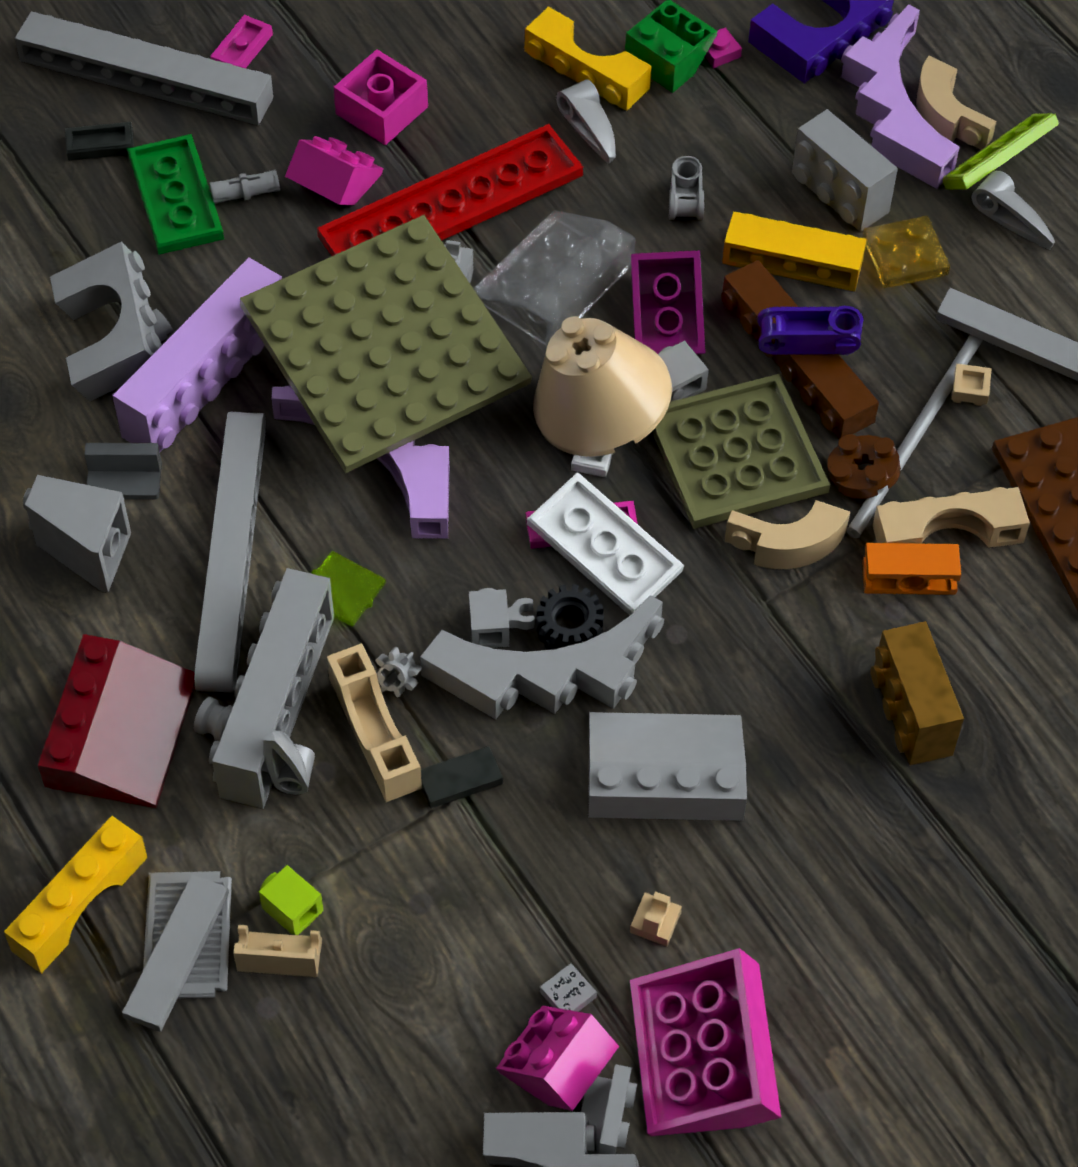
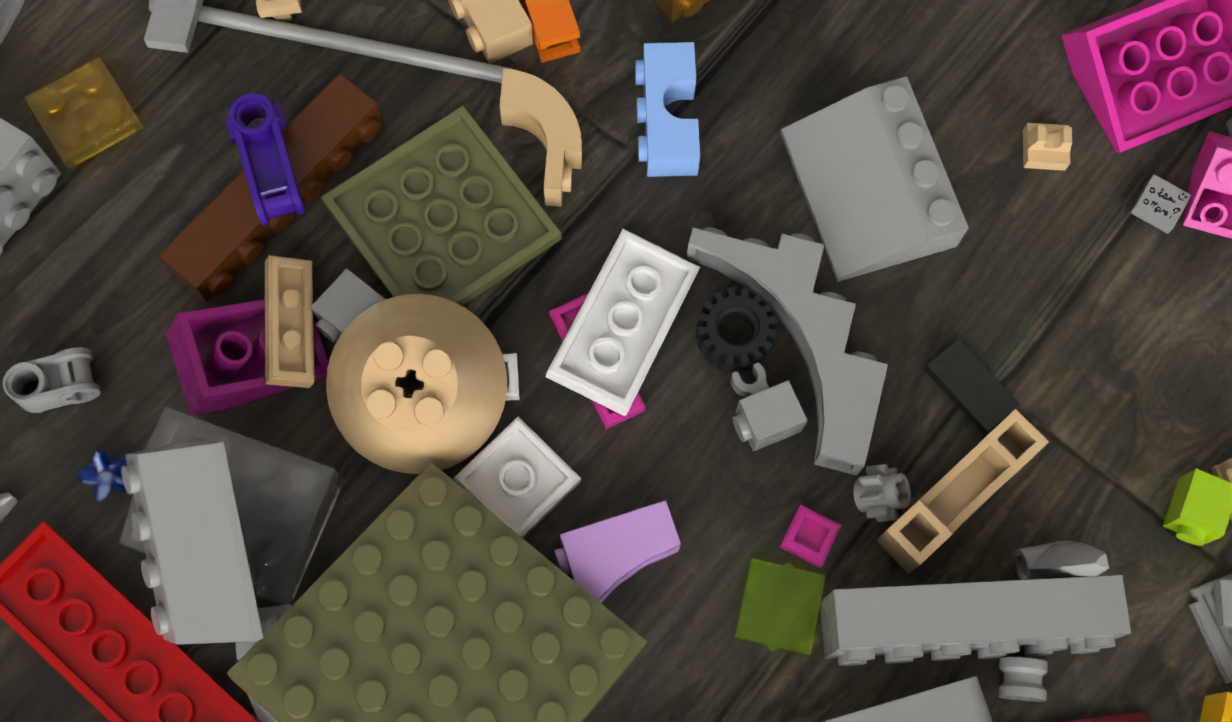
camera: 110 degrees left, 15 degrees up
(386, 623) = (810, 536): none -> dark pink tile
(507, 449) = (518, 478): none -> white tile
(525, 221) = (192, 544): none -> light grey slope
(607, 208) = (103, 474): none -> clear blue plant
(674, 326) = (289, 322): none -> tan tile
(755, 617) = (669, 142): none -> light blue arch
(794, 250) = (120, 230): yellow brick -> none
(861, 449) = (404, 63): reddish brown plate -> none

